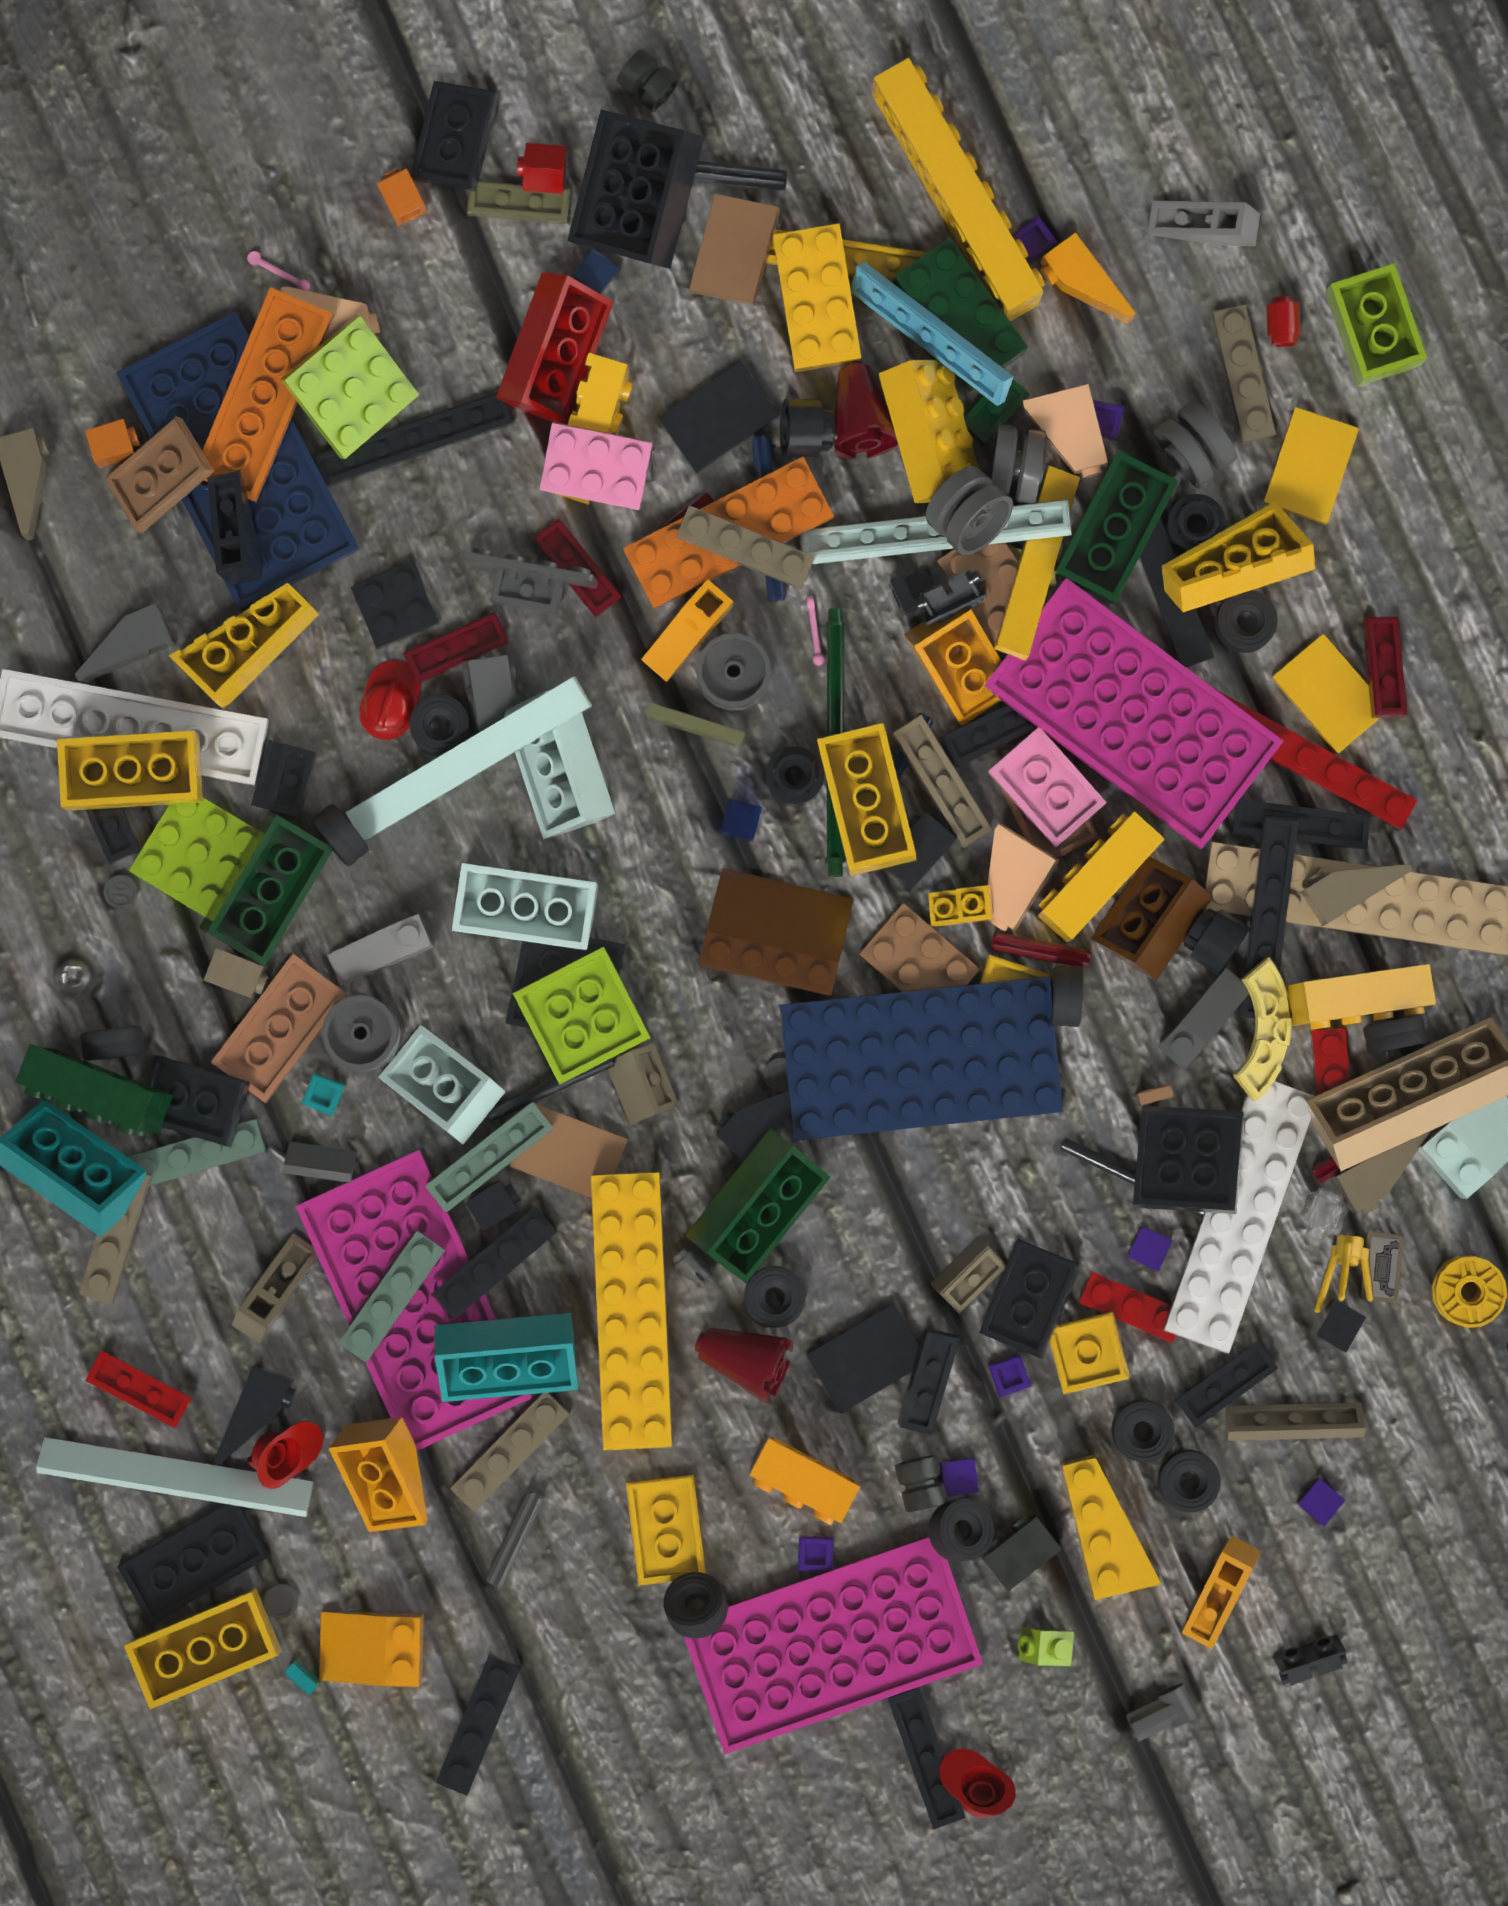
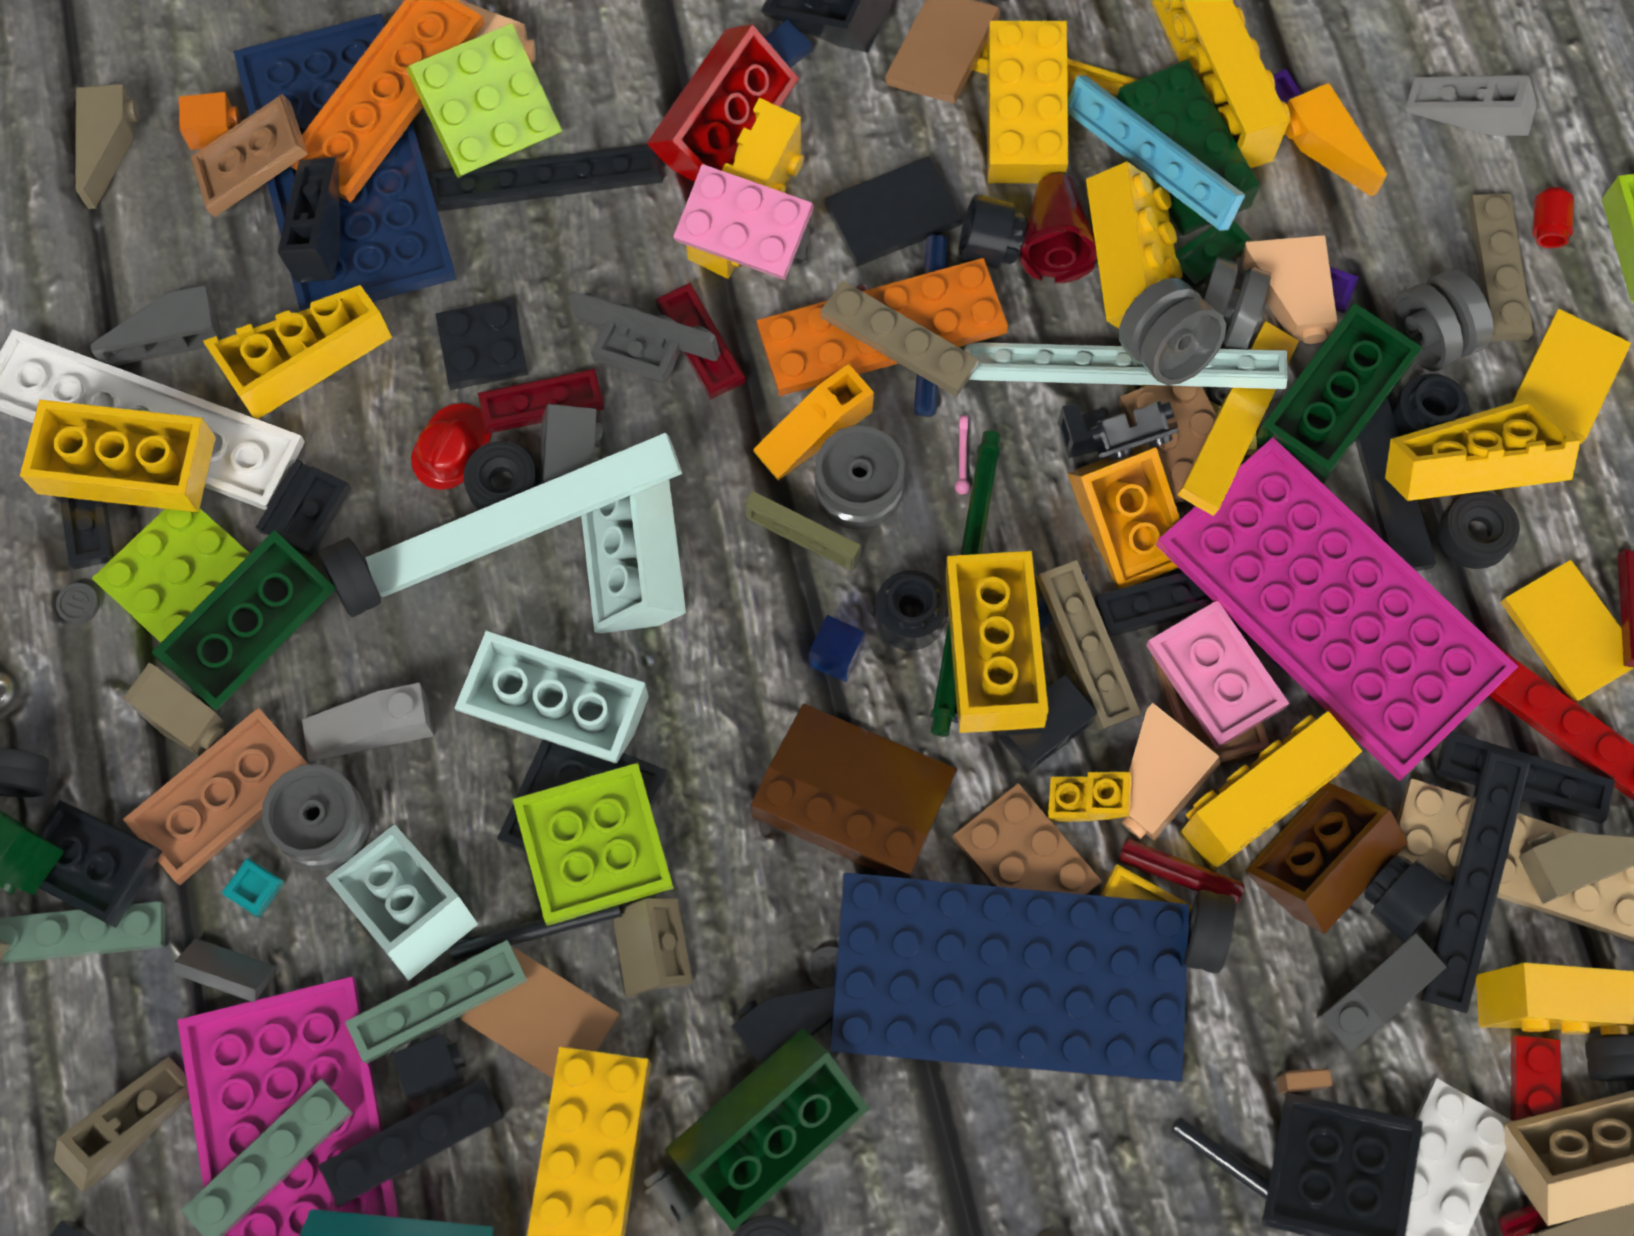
camera: 10 degrees right, 15 degrees down
(1271, 1029) = (1467, 1022): light yellow tile -> none

